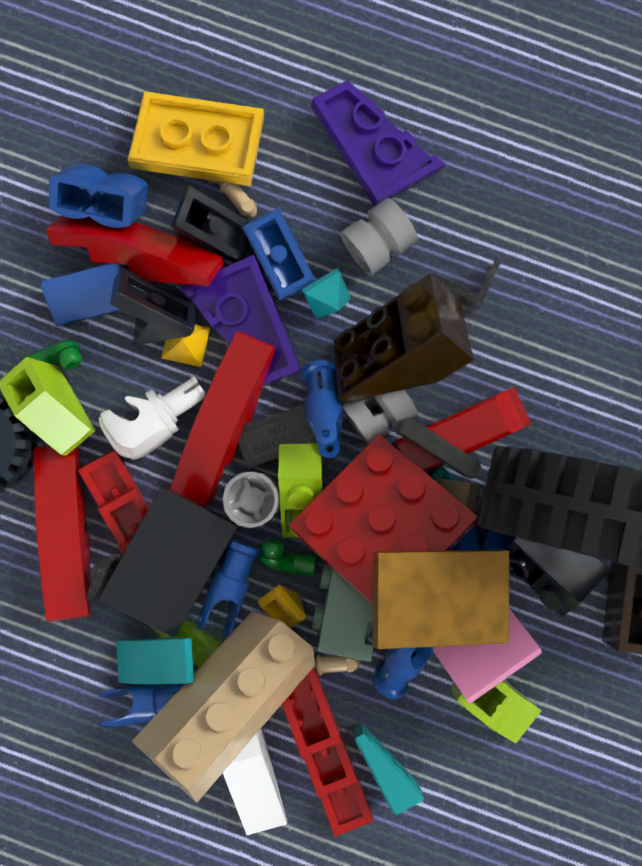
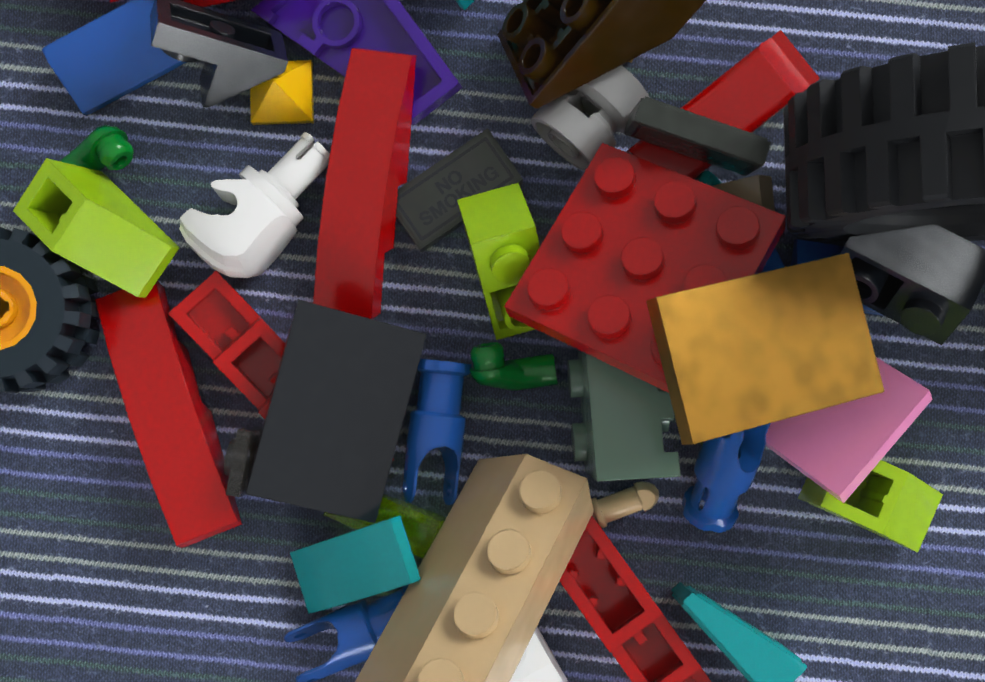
camera: 15 degrees left, 0 degrees up
(251, 499) = (437, 287): light grey wheel -> none
(283, 605) = (523, 433): yellow slope -> none
(322, 405) = (508, 125): blue piece -> none

